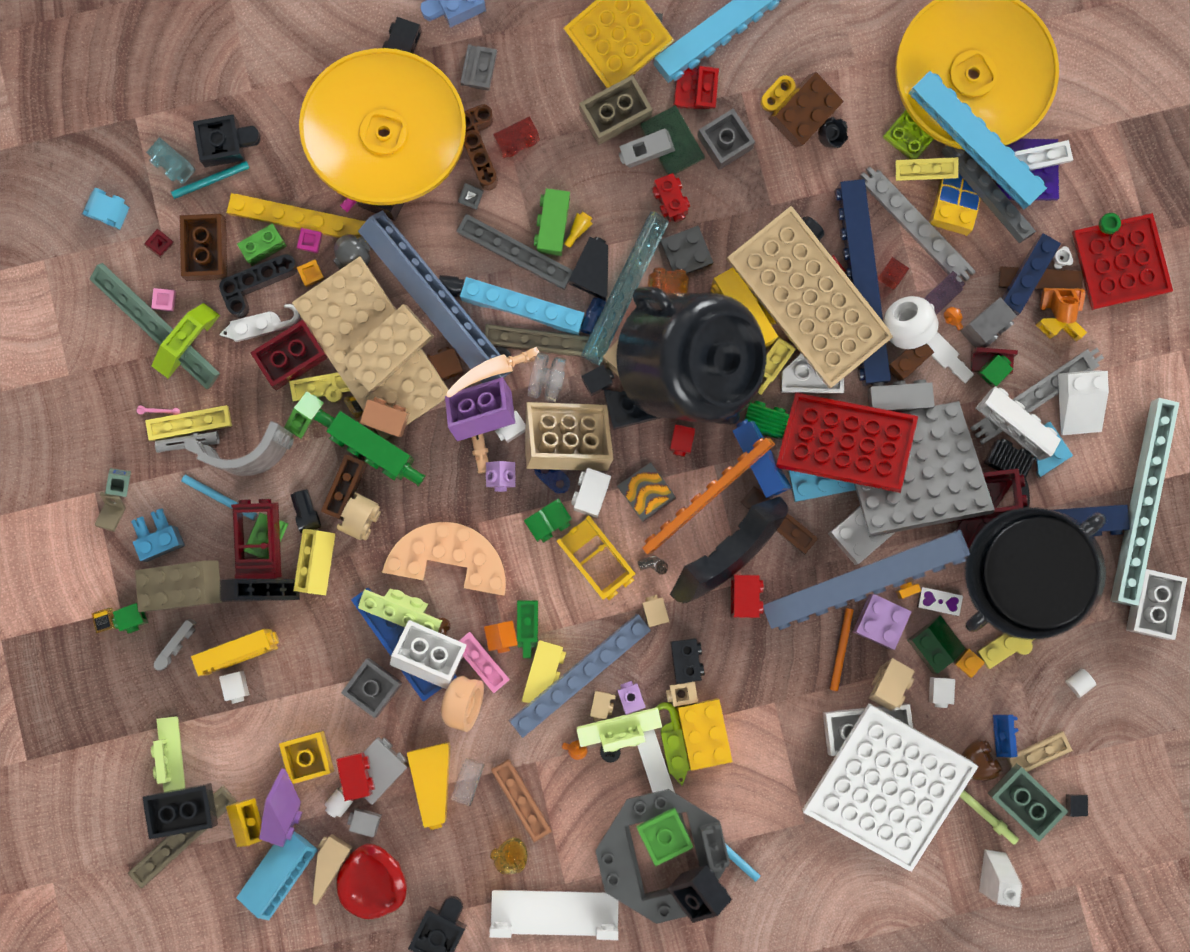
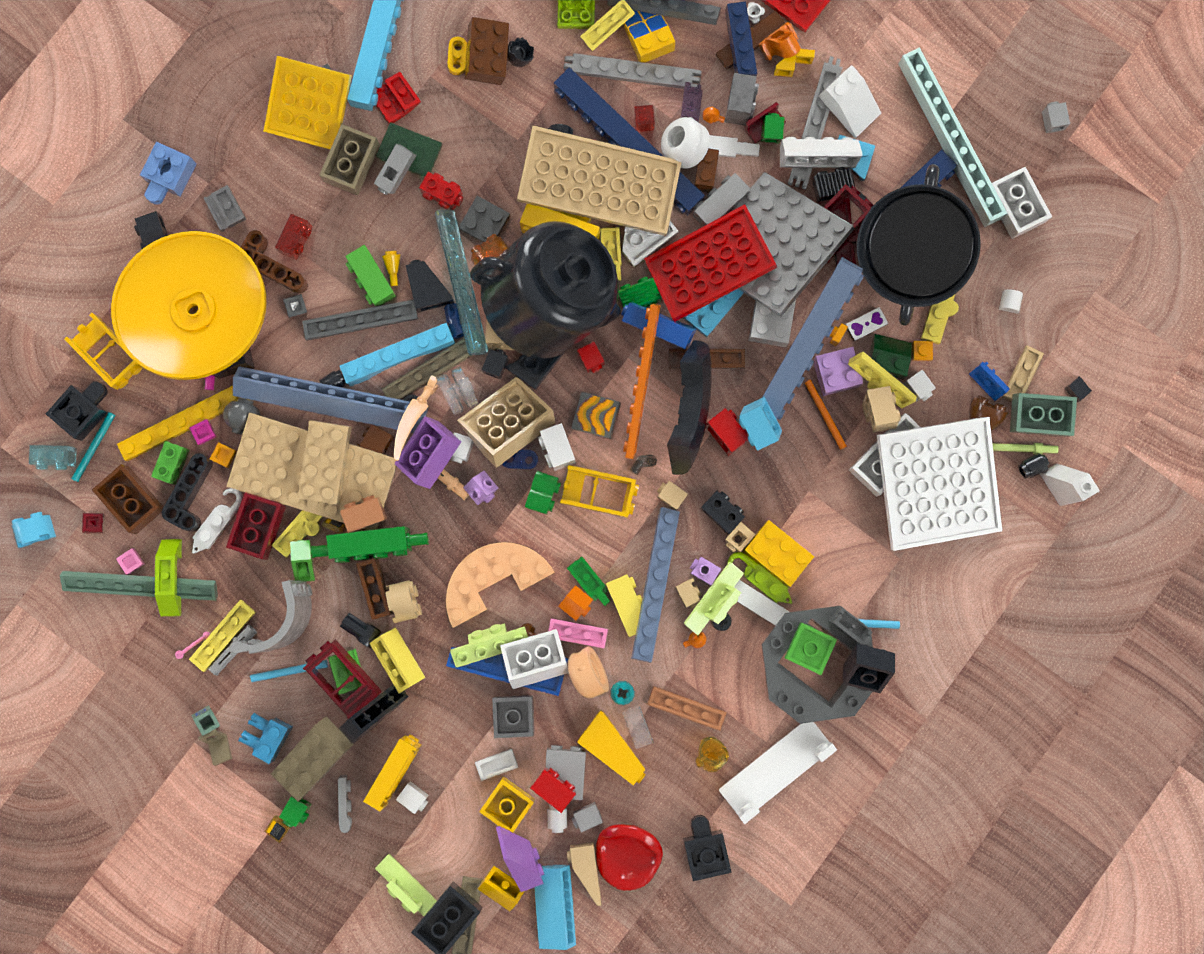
camera: 35 degrees left, 0 degrees up
(279, 85) = (87, 338): none -> yellow door
(325, 716) = (496, 764): none -> white tile
(471, 748) = (620, 700): none -> teal piece
(726, 139) = (446, 117): flat silver brick -> none
(777, 613) = (760, 424): none -> medium azure brick
(912, 657) = (879, 377): none -> light yellow hinge
(984, 839) = (1033, 465): none -> black brick

